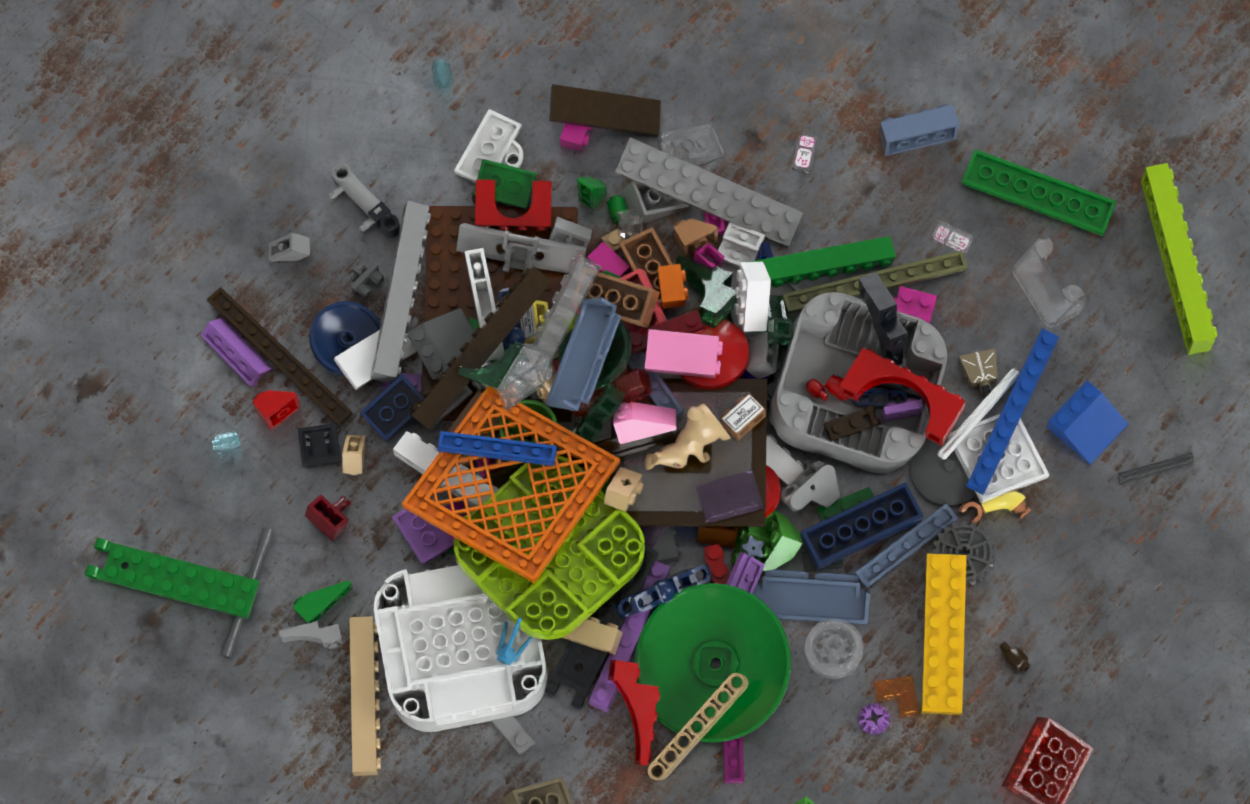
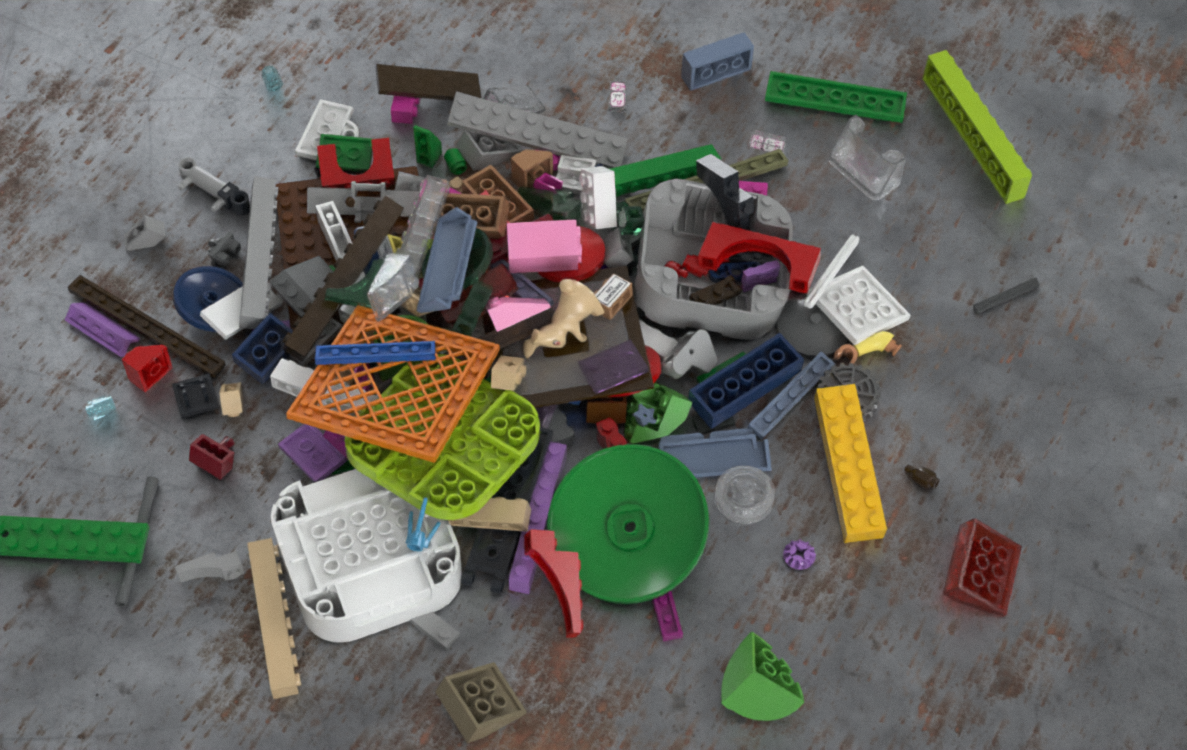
camera: 15 degrees left, 15 degrees down
(319, 602) = (215, 534): green slope -> none
(630, 223) = (468, 166): clear brick -> none
(662, 591) = (561, 464): dark blue piece -> none
(671, 286) = (520, 204): orange brick -> none
(688, 730) = (625, 595): tan beam -> none
(745, 573) = (643, 432): medium lavender plate -> none
(901, 689) = (820, 524): clear orange plate -> none
(979, 370) = (822, 235): dark tan torso -> none
(1012, 411) = (861, 267): blue plate -> none
(1087, 422) = (932, 267): blue slope -> none

